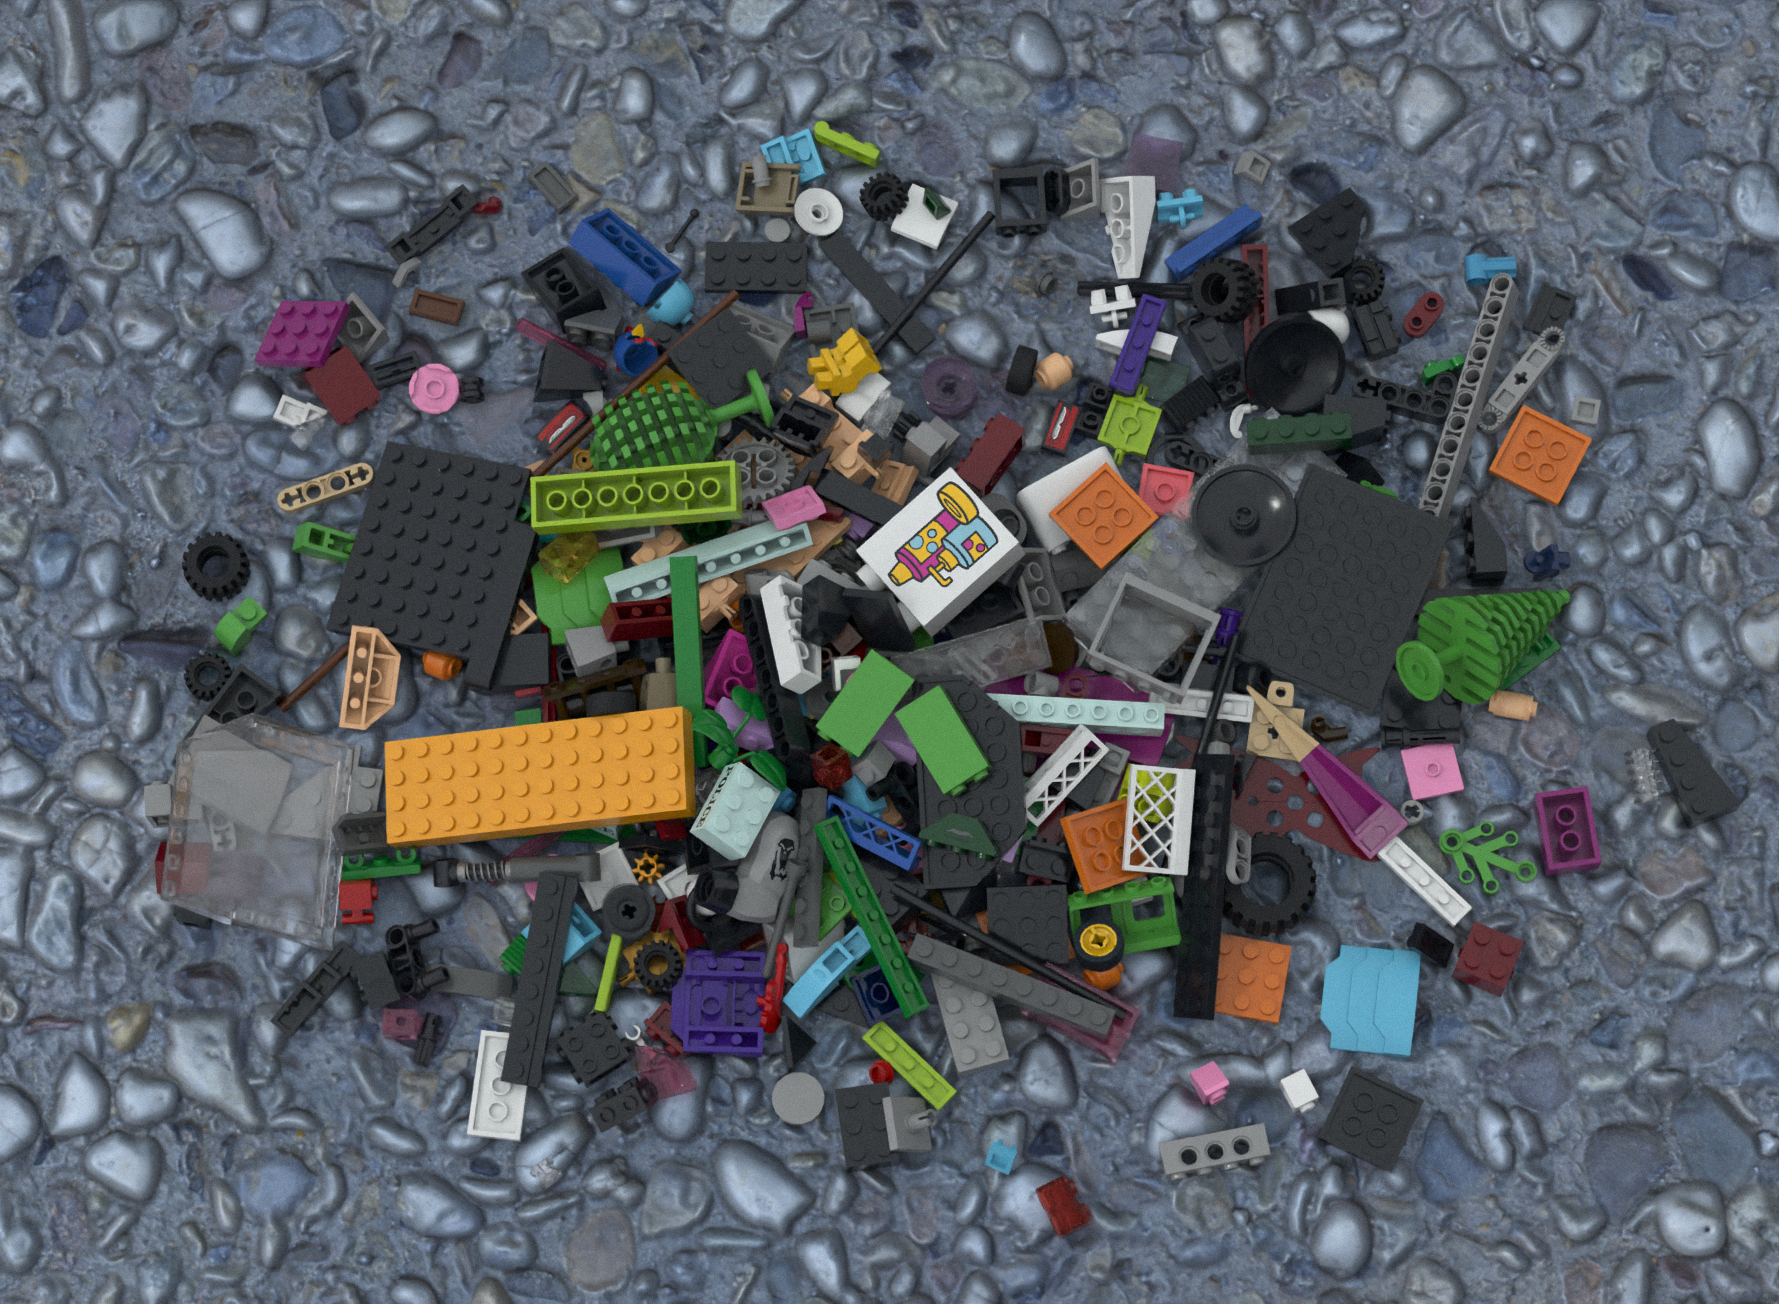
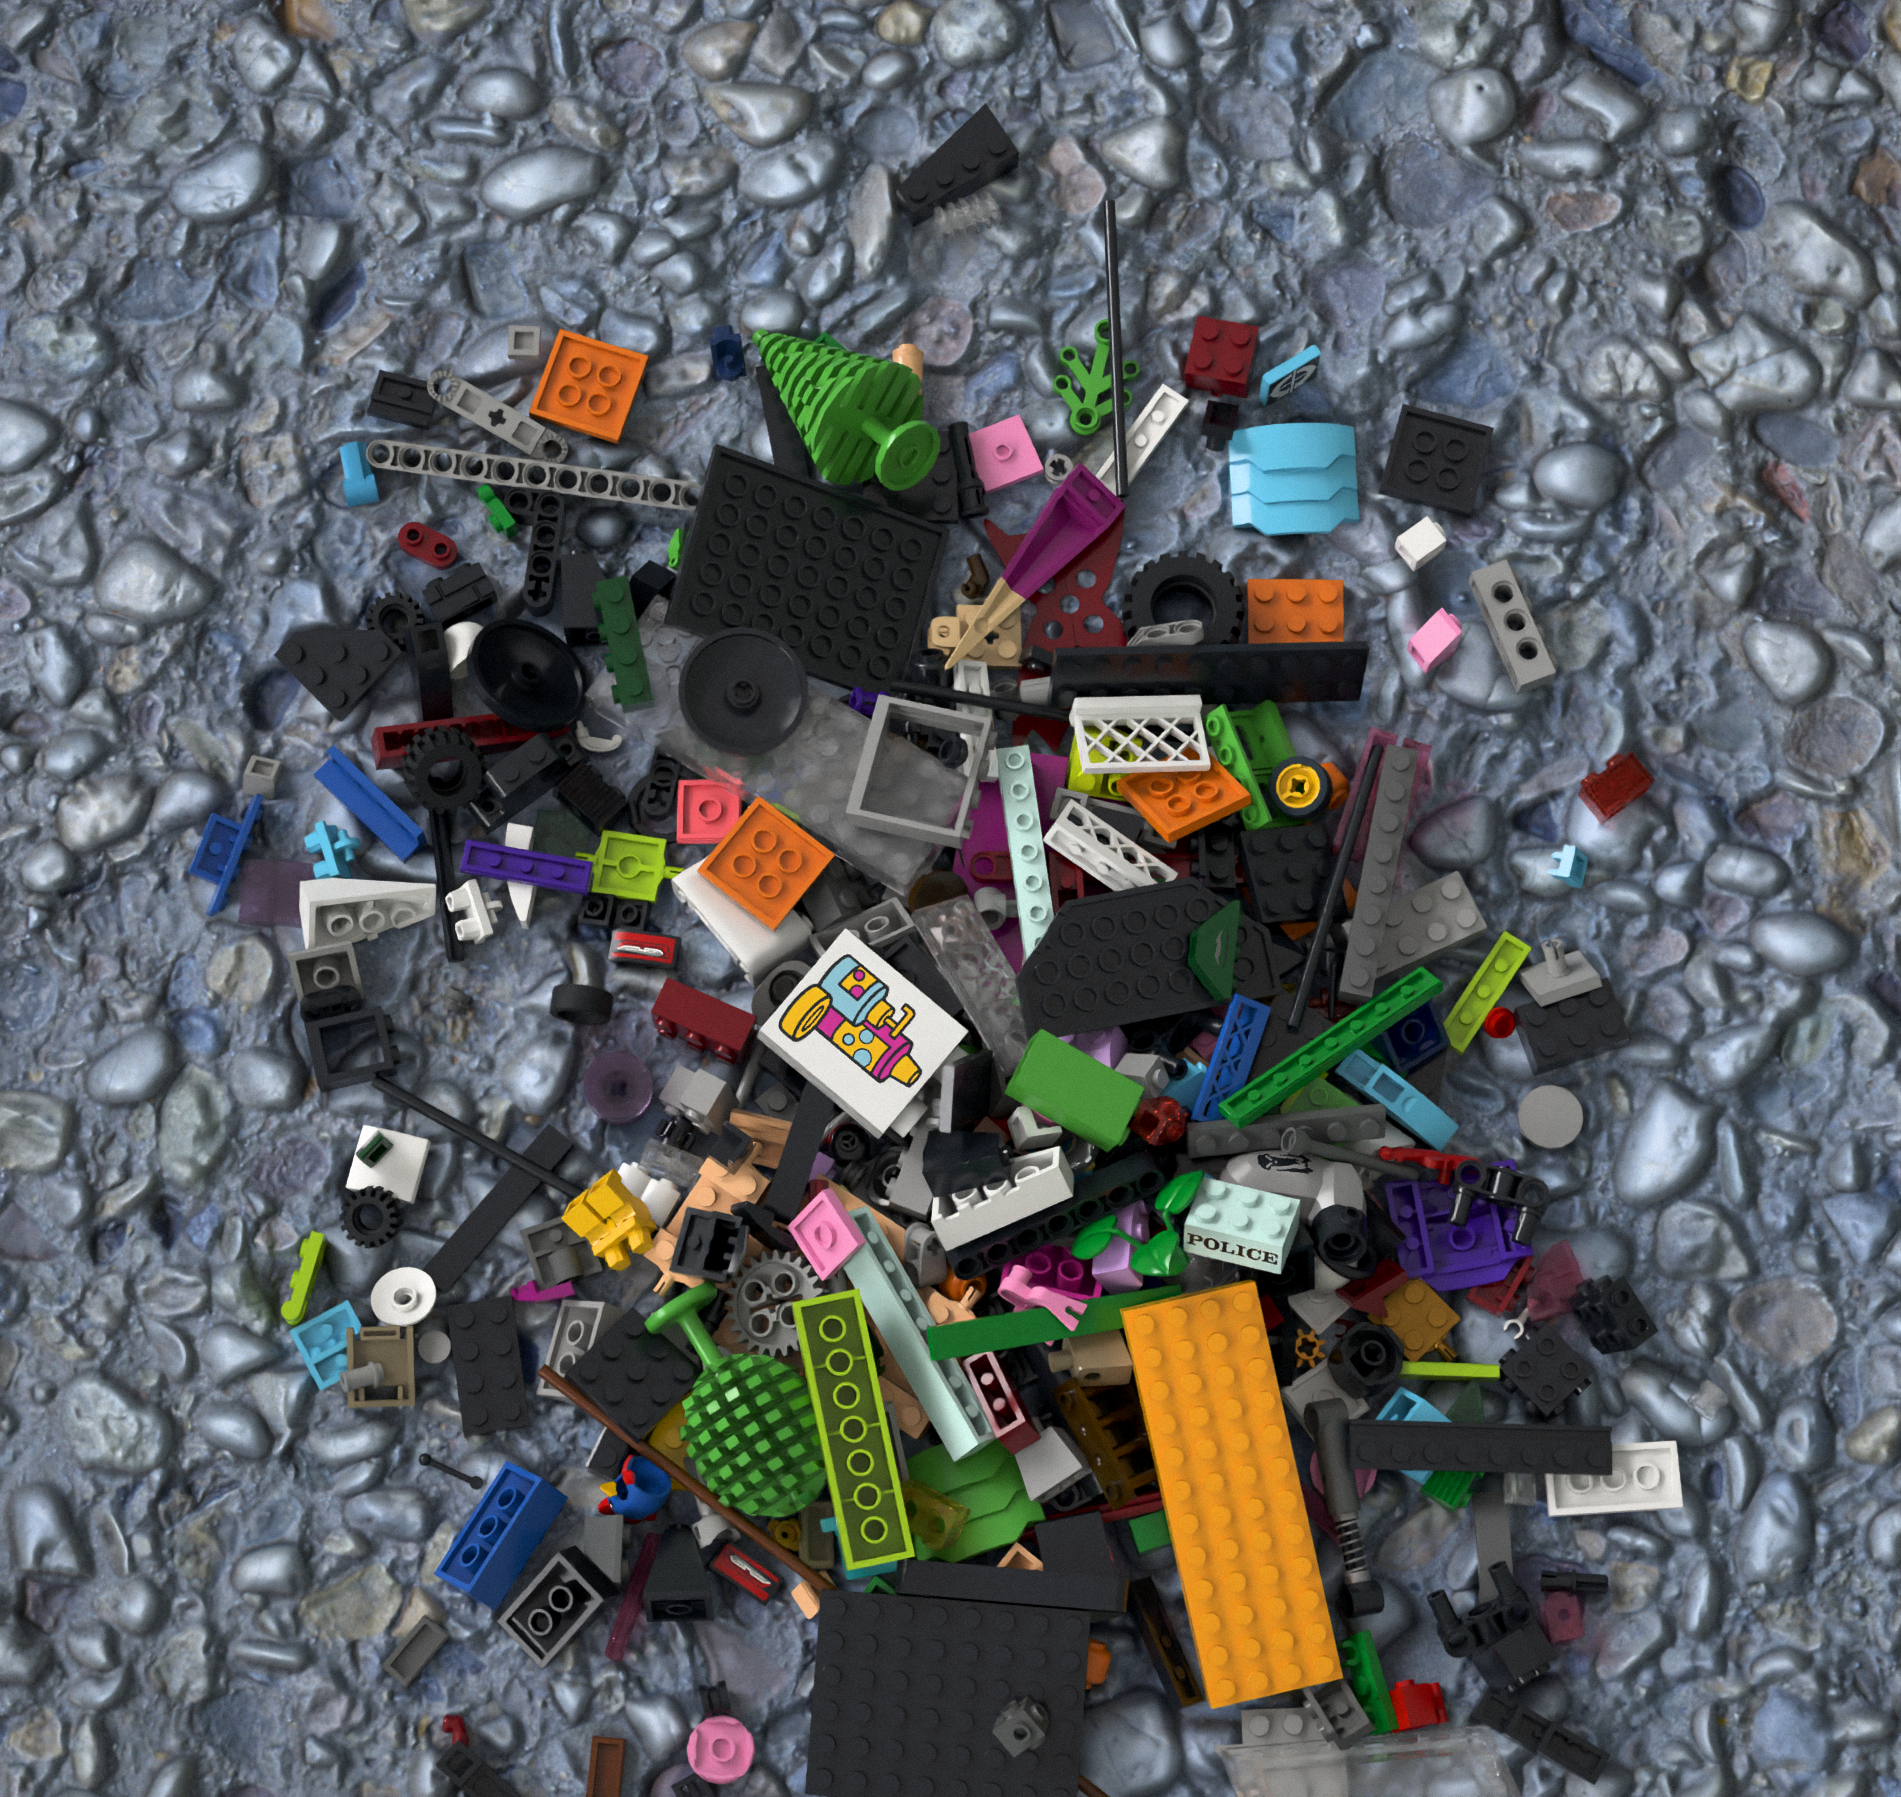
camera: 105 degrees left, 0 degrees up
(369, 678) = (1133, 1750): light nougat wedge -> none
(394, 590) = (1021, 1726): none -> dark grey brick
(445, 719) = (1163, 1645): none -> black plate
(610, 703) = (1129, 1411): black tyre -> none
(658, 950) = (1423, 1327): black tyre -> none
(673, 305) = (559, 1459): medium azure cylinder -> none
(720, 636) = (1016, 1291): none -> bright pink piece
(737, 1033) = (1501, 1188): none -> black piece
(797, 1043) = (1486, 1131): black slope -> none
(944, 741) = (1106, 986): bright green brick -> none
(1054, 371) = (573, 965): light nougat head -> none
(1158, 659) = (953, 752): none -> black plate
(1195, 126) = (220, 850): none -> blue bracket
(1460, 1008) = (1289, 375): none -> tile
(1485, 548) = (728, 421): black slope -> none
(1509, 873) = (1115, 349): none -> black piece
(1566, 831) = (1052, 290): magenta brick -> none

